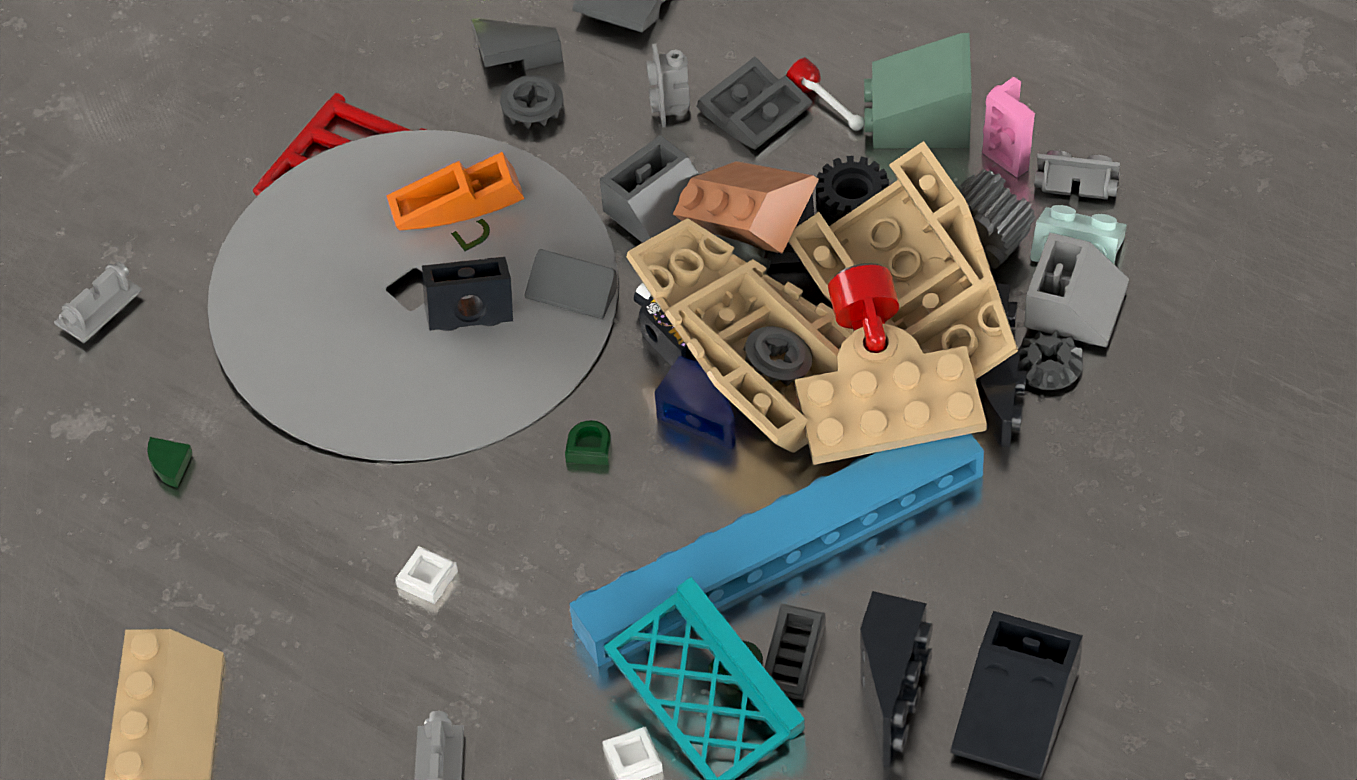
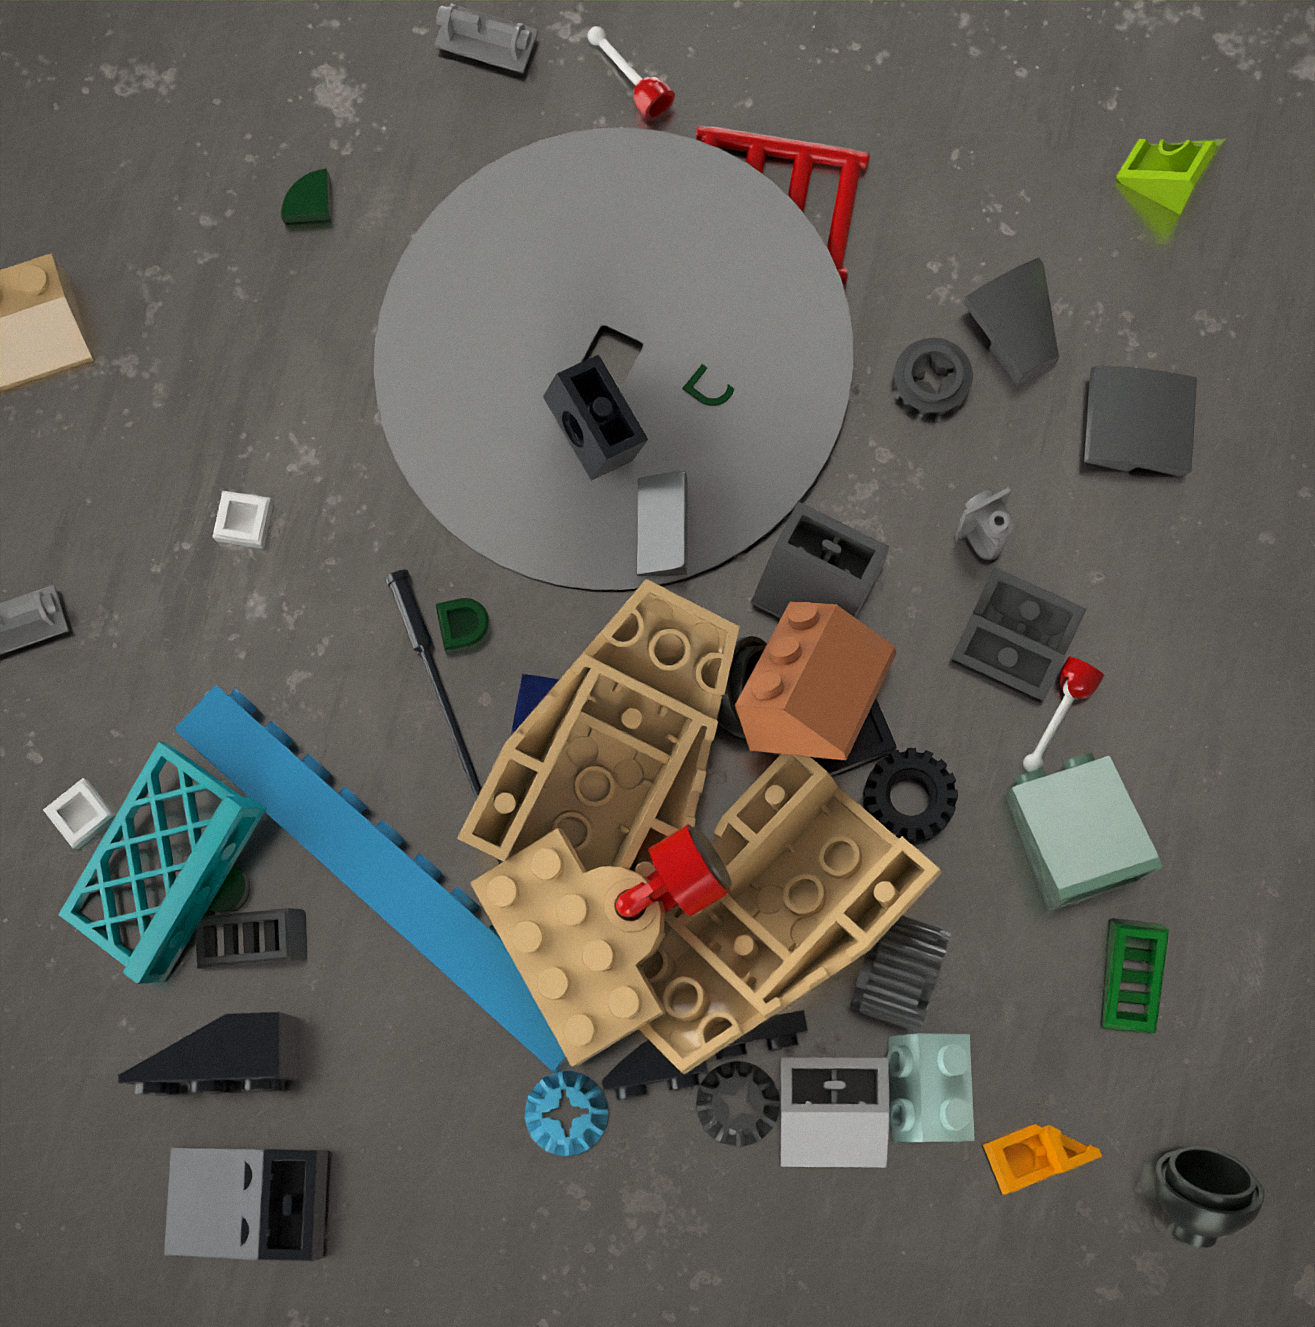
camera: 75 degrees right, 25 degrees up
(209, 210) = (650, 94): none -> red hinge
(456, 194) = (743, 349): orange slope -> none
(593, 473) = (422, 643): none -> black piece
(776, 341) = (613, 817): dark grey gear -> none
(1008, 128) = (1058, 954): bright pink bracket -> none
(1034, 478) = (585, 1129): none -> medium azure gear
(1044, 96) = (1153, 977): none -> green slope
(1092, 174) = (1039, 1076): light grey hinge -> none
(1148, 195) = (1034, 1156): none -> light orange slope
(1211, 97) = (1206, 1194): none -> pearl dark grey piece

